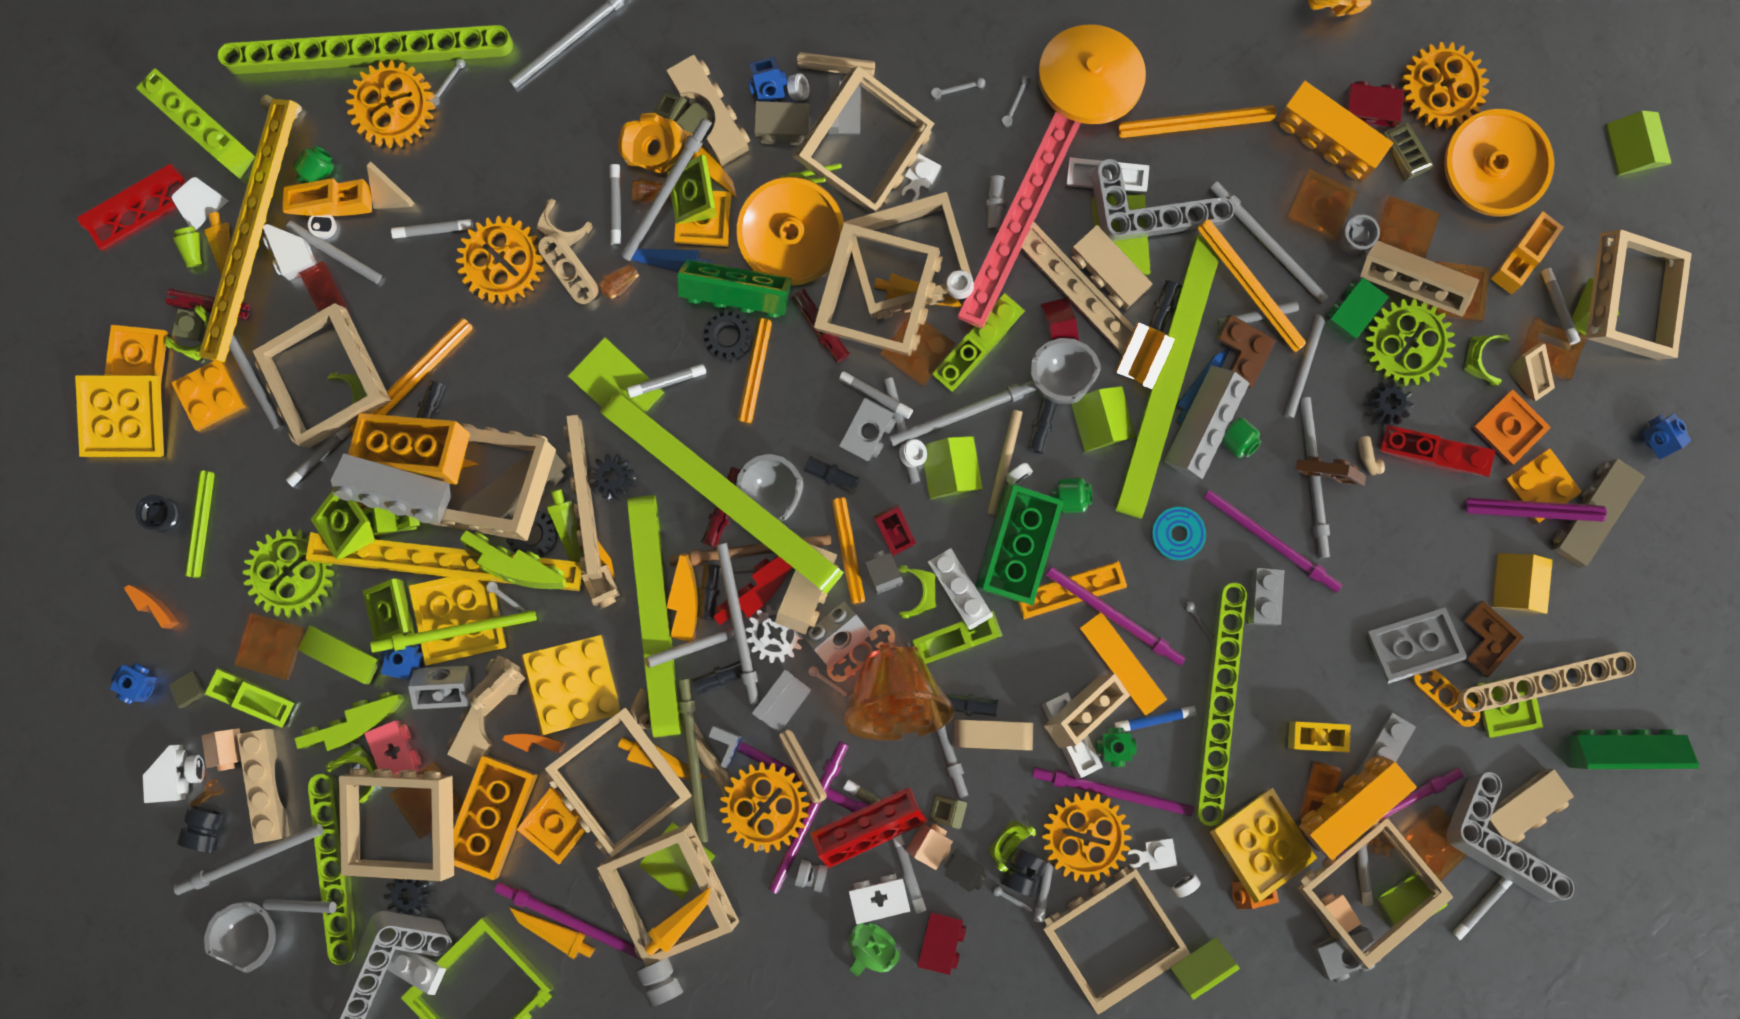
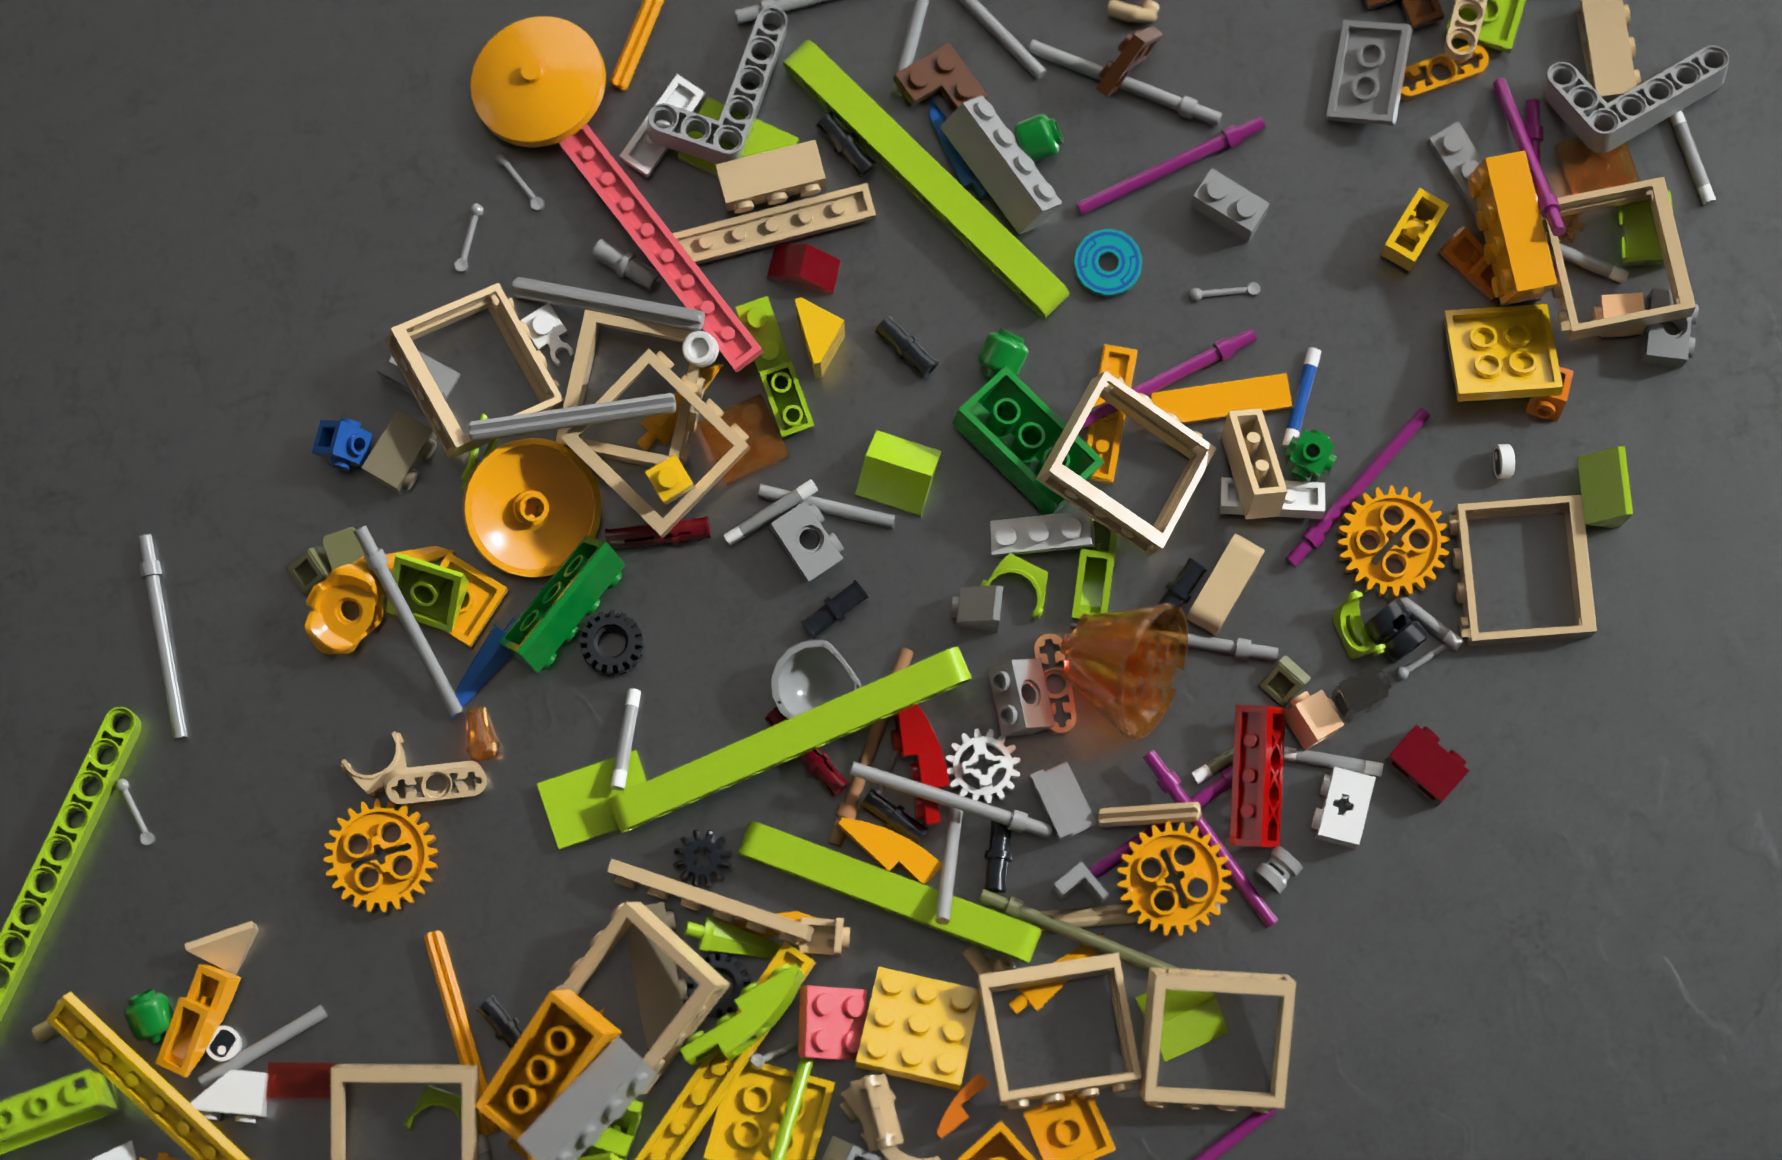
camera: 60 degrees left, 5 degrees down
(380, 83) = (158, 887): light orange gear -> none
(433, 228) = (299, 917): light grey bar -> none
(544, 623) = (831, 1022): none -> coral plate
(615, 204) = (387, 692): light grey bar -> none
(644, 190) = (392, 648): clear orange cone -> none
(659, 982) = (1309, 1103): light grey wheel -> none
(673, 927) = (1258, 1051): light orange bar -> none
(691, 82) = (295, 529): tan arch -> none
(754, 370) = (667, 634): light orange axle -> none
(798, 87) = (369, 413): white tile -> none
(802, 599) = (964, 715): tan brick -> none
(814, 671) = (1047, 747): light grey hinge -> none
(833, 63) = (363, 360): tan axle -> none
(848, 550) = (930, 636): light orange axle -> none
(853, 312) = (670, 479): none -> yellow brick
(862, 222) = (572, 417): none -> light grey axle
(872, 949) = (1395, 842): bright green tile -> none
(894, 529) = (935, 571): dark red slope -> none
(913, 453) = (860, 505): white tile -> none
(960, 206) = (608, 303): none -> light grey axle
(996, 621) = (1101, 506): none -> tan window
(1005, 461) = (925, 411): tan bar -> none
(1013, 393) = (851, 359): light grey bar -> none
(1015, 362) = (821, 334): none -> yellow slope
(1019, 474) = (947, 401): white tile -> none
(1064, 370) = (859, 286): light grey cylinder -> none
(1103, 418) = (933, 277): lime slope -> none
(1145, 354) = (889, 191): panel -> none
(1157, 853) = (1453, 476): white plate -> none
(1212, 715) = (1328, 333): lime beam -> none
(1251, 285) = (874, 35): light orange axle -> none
(1387, 822) = (1547, 202): none -> magenta bar

